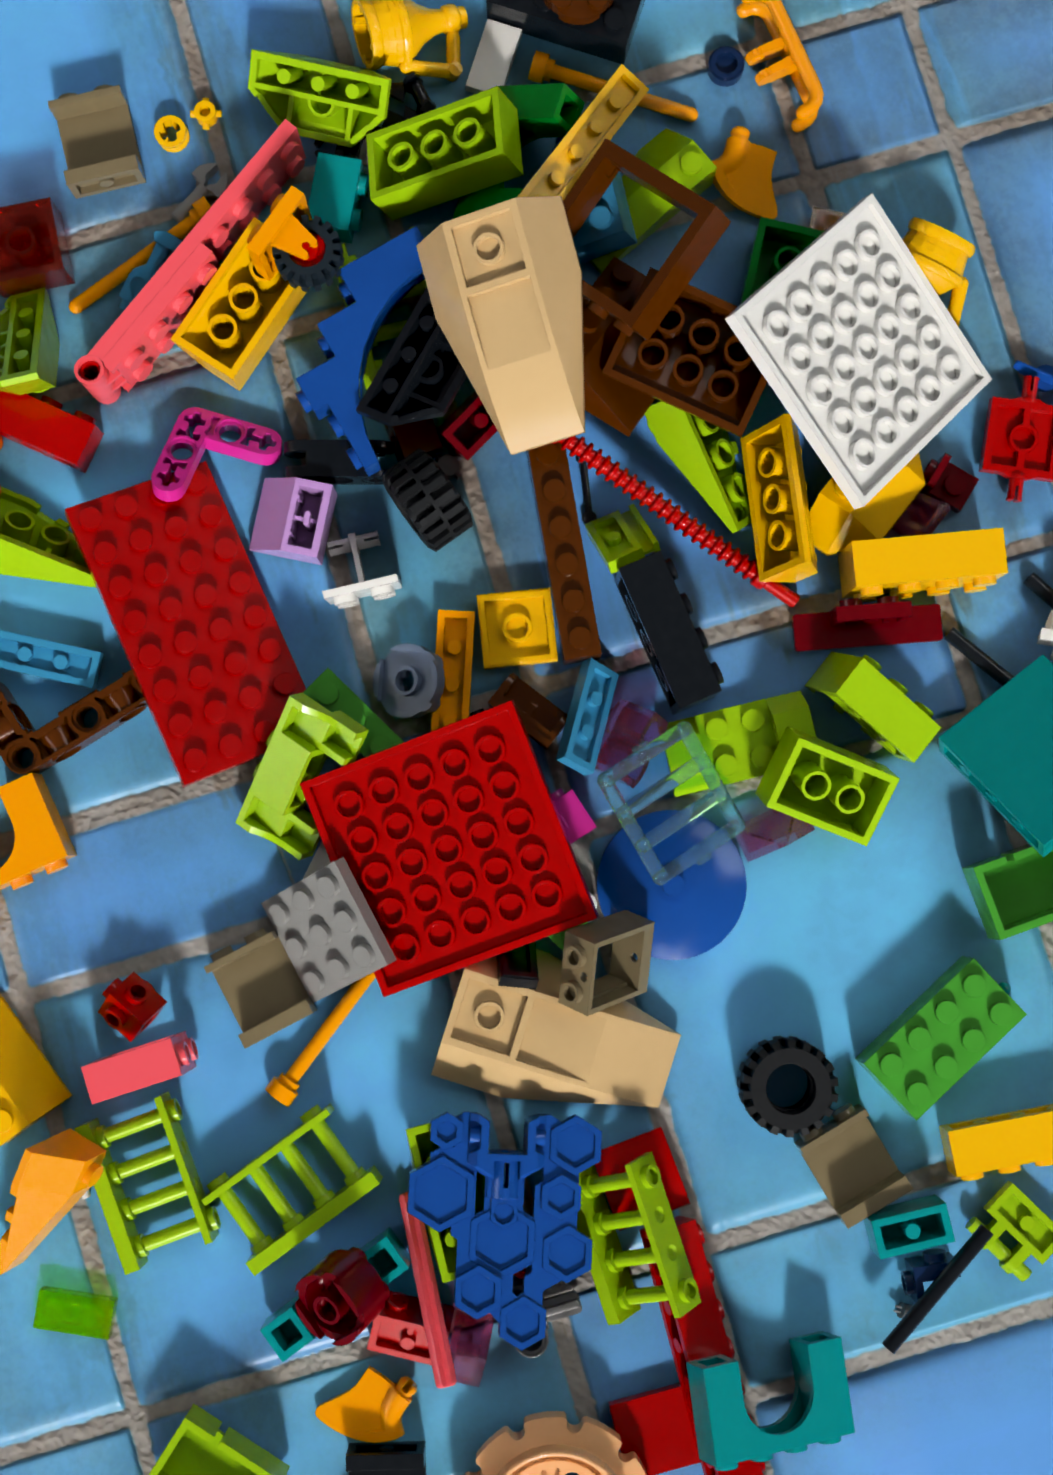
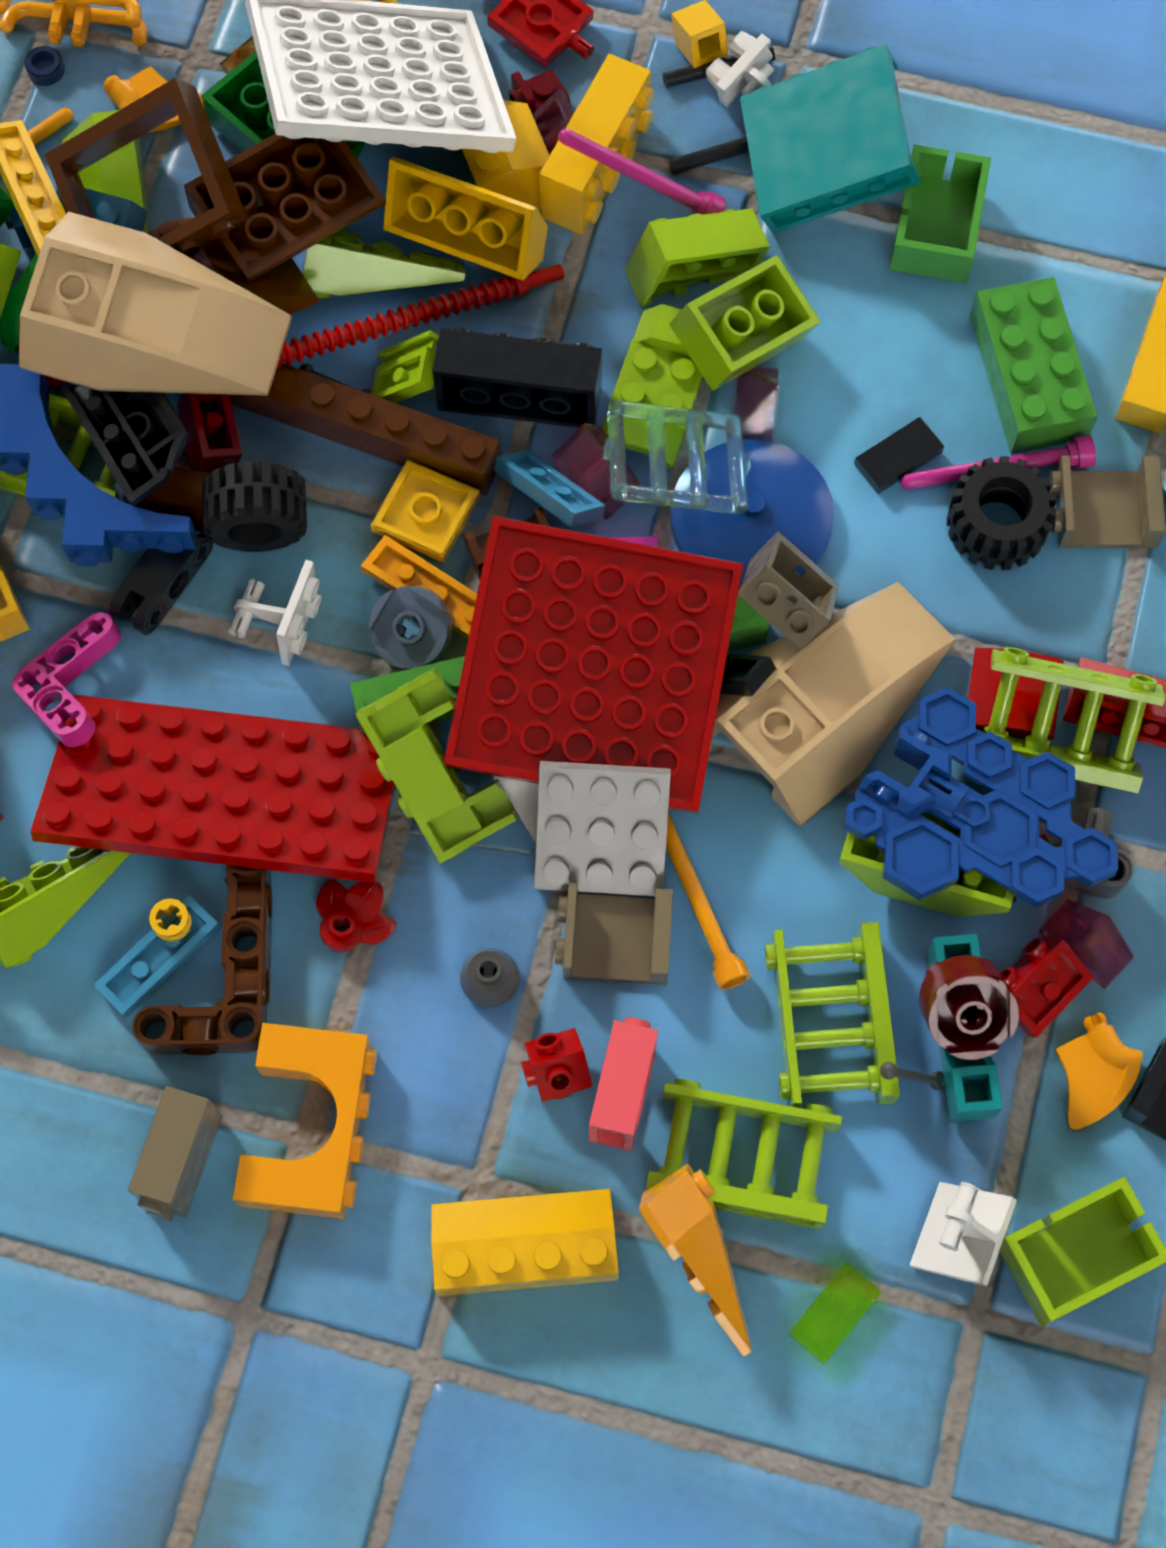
camera: 55 degrees left, 15 degrees down
(75, 643) = (167, 907): none -> yellow bush
(164, 784) = (355, 909): none -> red plate
(180, 1379) = (963, 1233): none -> white plate
(183, 904) = (489, 989): none -> dark grey cone
(263, 1261) = (936, 1080): none -> dark grey hinge
(294, 519) = (186, 642): lavender slope -> none
(428, 1298) = (1010, 936): coral axle -> none
(796, 971) = (899, 455): none -> black tile
(867, 625) = (616, 228): dark red bracket -> none
(884, 1115) = (1080, 450): none -> dark pink piece
(924, 685) = (698, 202): none -> dark pink piece

